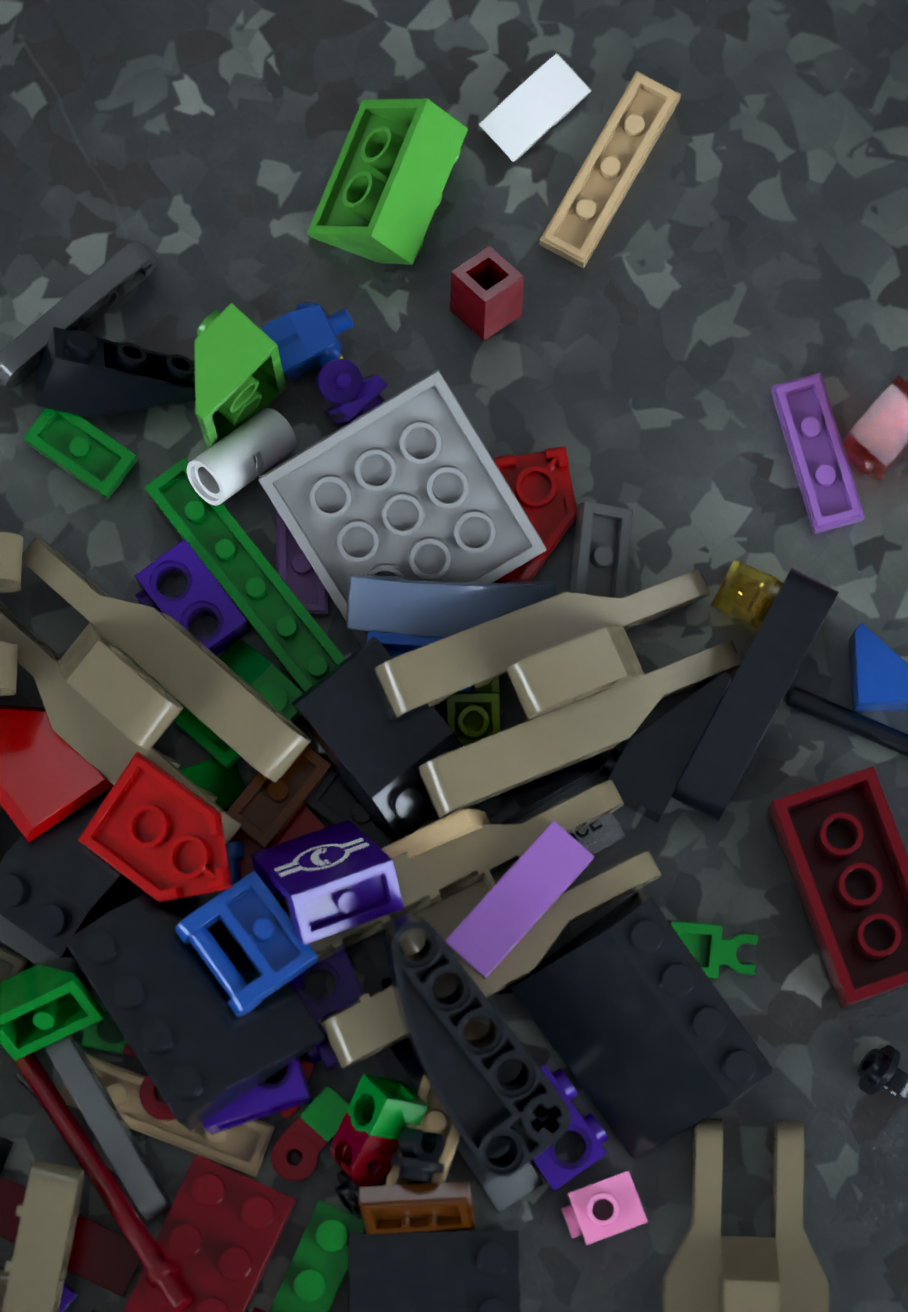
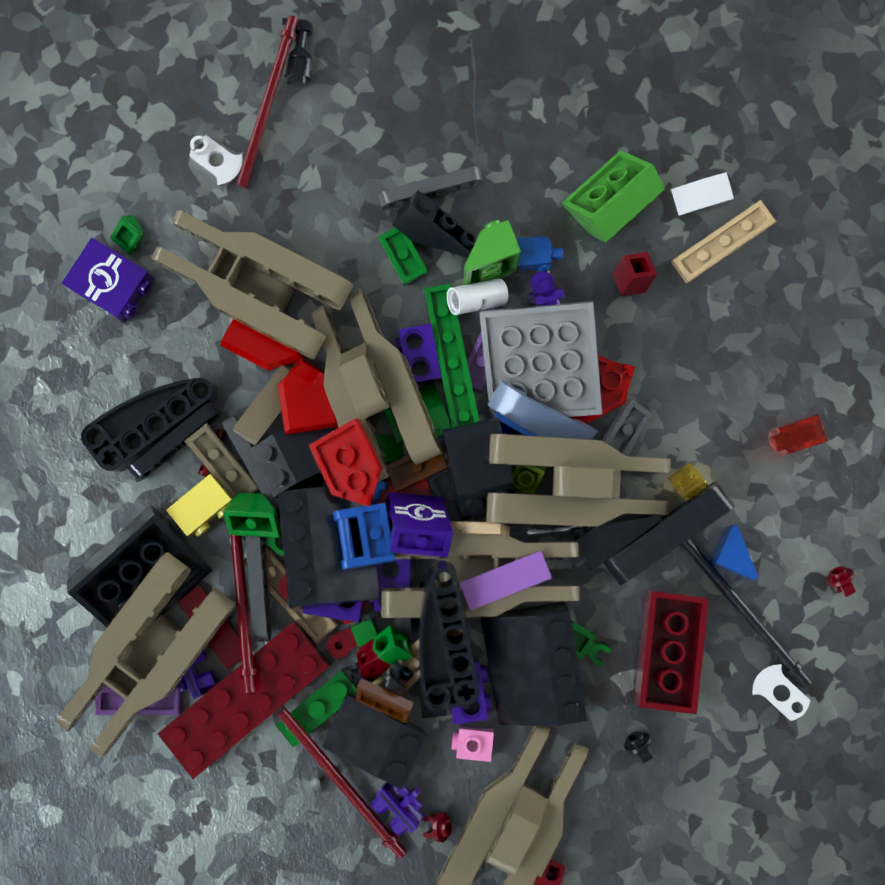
camera: 25 degrees right, 5 degrees up
(817, 453) = (755, 429): medium lavender tile -> none

